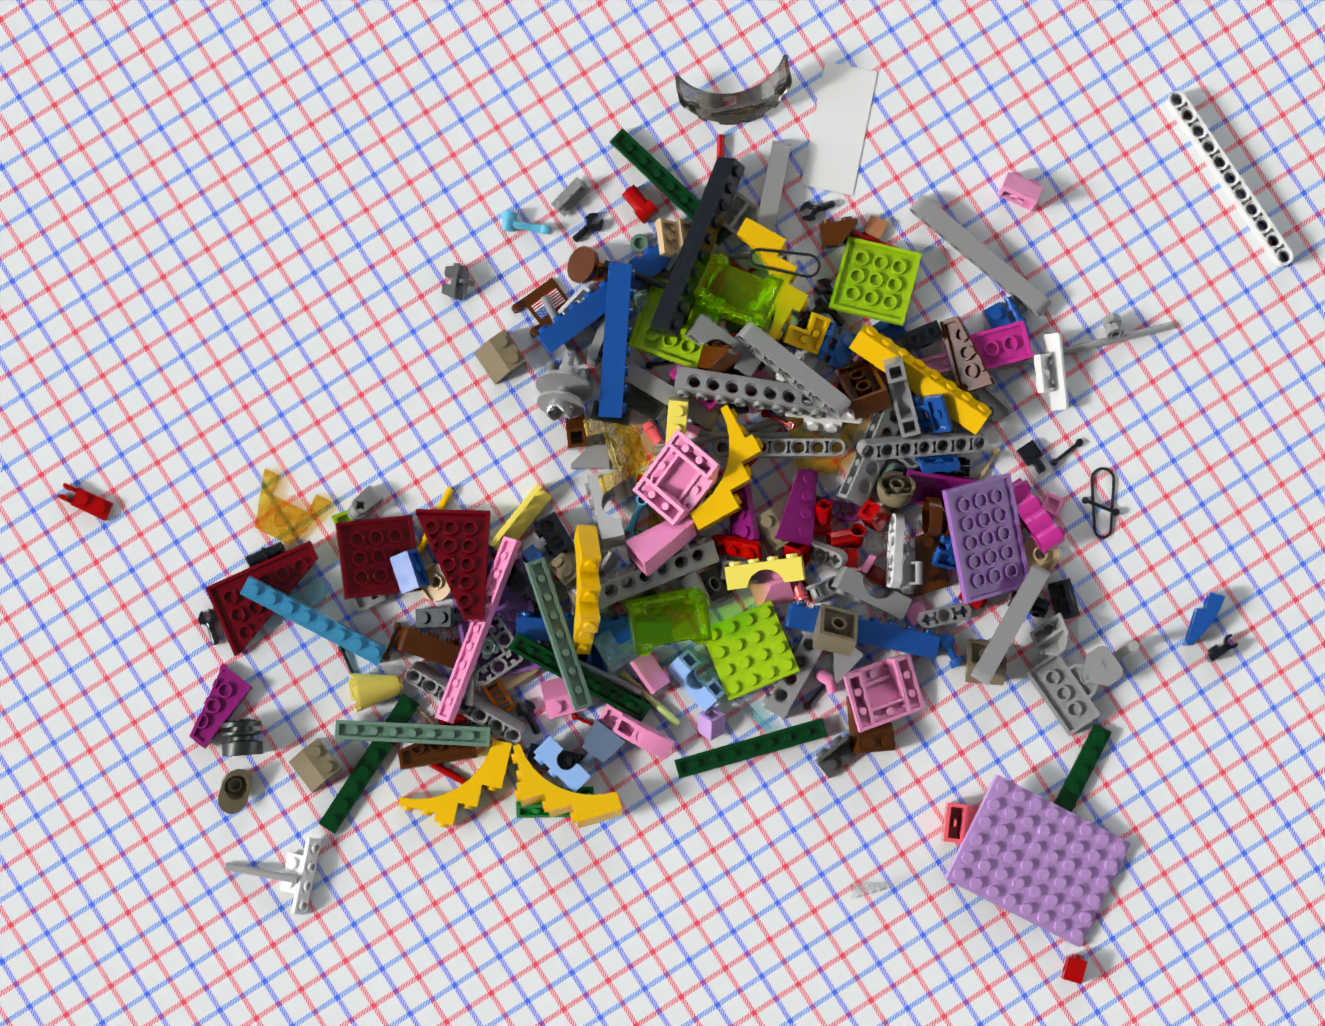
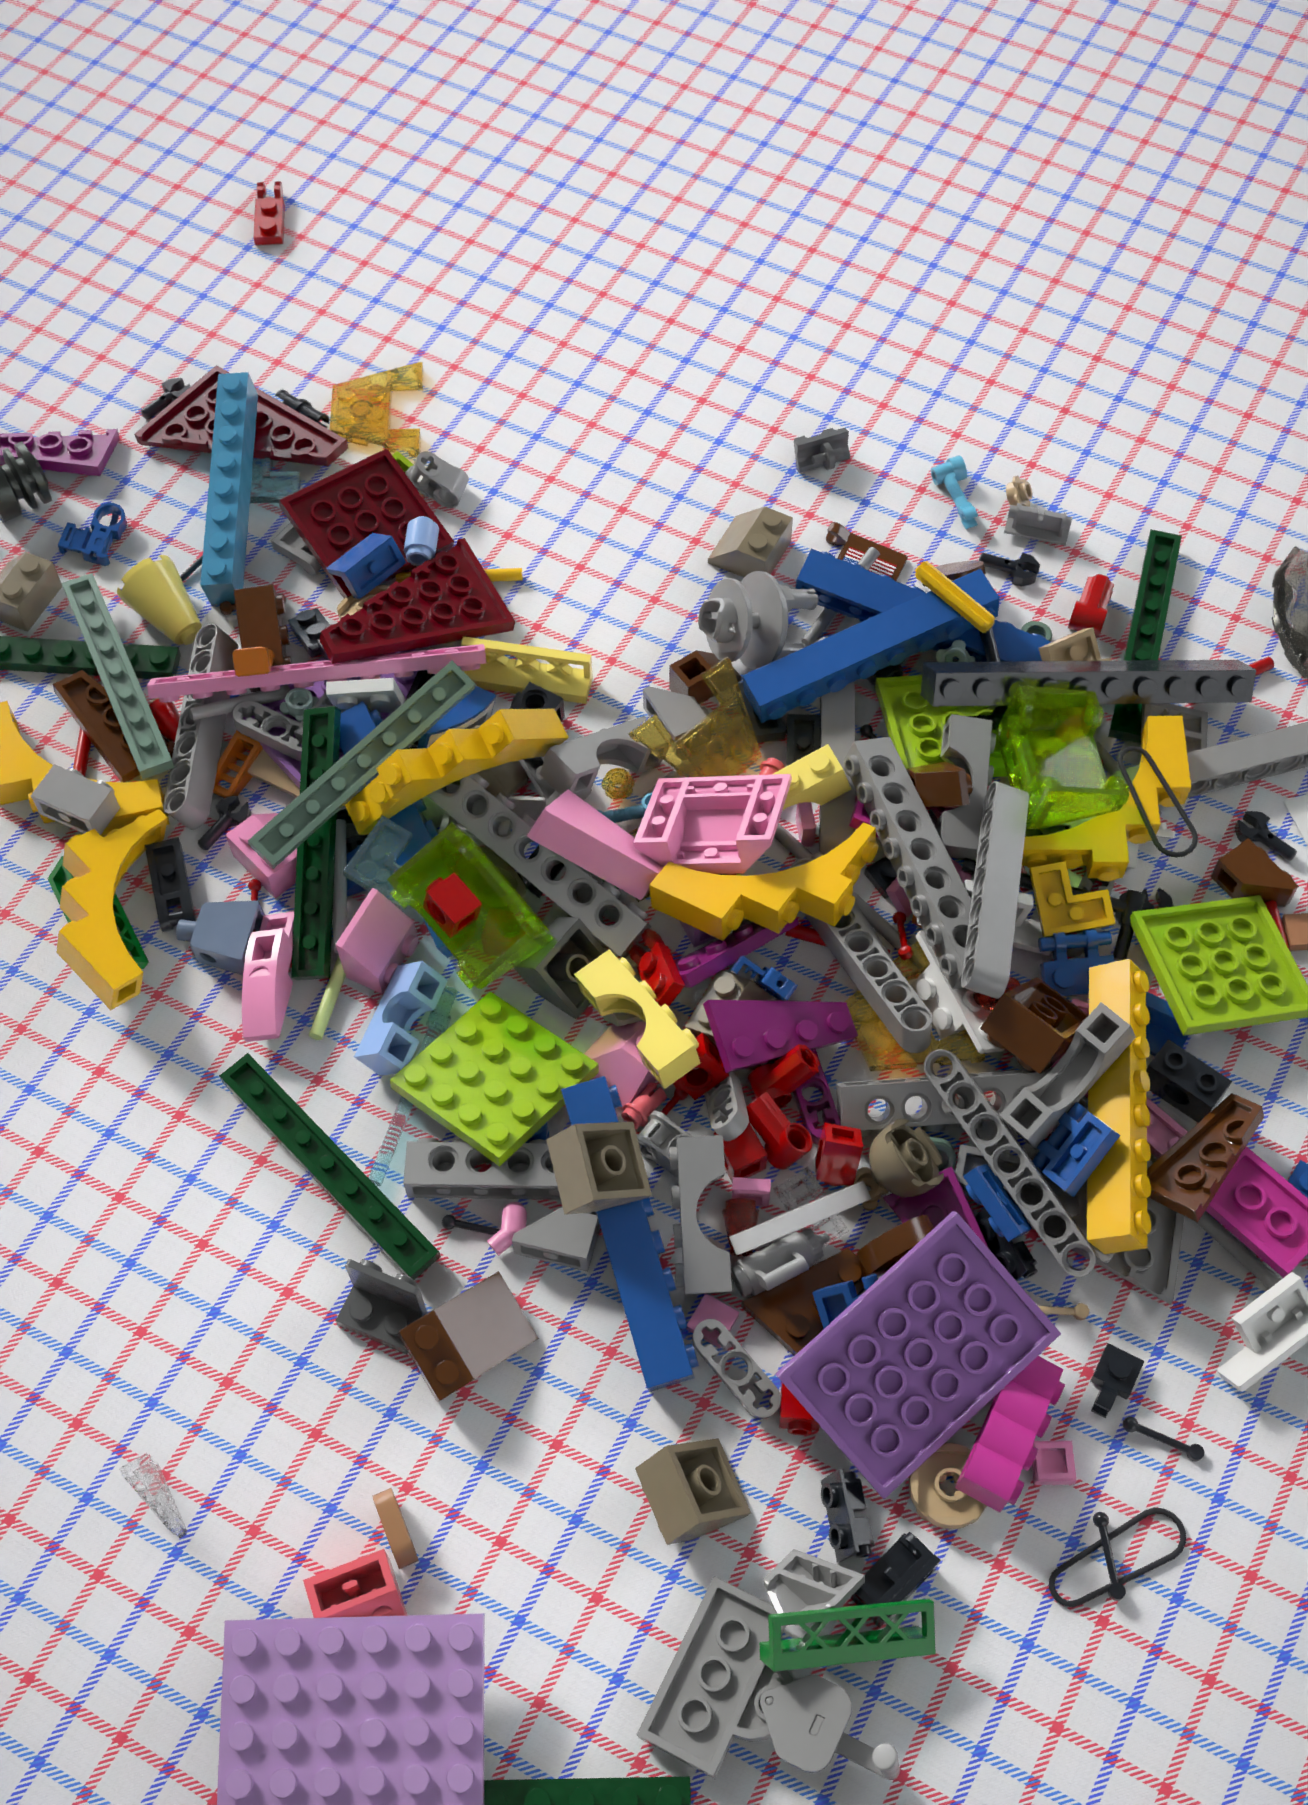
camera: 65 degrees right, 25 degrees down
(302, 709) = (99, 539): none -> blue piece
(410, 534) = (421, 540): none -> light blue brick
(457, 660) = (252, 661): none -> orange slope
(491, 785) = (75, 800): none -> light grey brick
(506, 620) = (376, 693): none -> white wing
(545, 193) = (1019, 492): none -> tan plate
(548, 754) = (164, 862): light blue arch -> none
(615, 503) = (621, 777): none -> clear yellow plate
(620, 287) = (954, 596): none -> yellow axle
(661, 629) = (451, 904): none -> red brick
(711, 723) = (340, 1081): lavender panel -> none
(770, 497) = (769, 979): none -> blue piece
(883, 691) = (534, 1324): bright pink slope -> none
(935, 793) = (395, 1528): none -> medium nougat beam
(946, 644) = (686, 1400): blue leg -> none
(1010, 624) = (786, 1484): light grey beam -> none
(1081, 632) = (851, 1645): none -> green fence

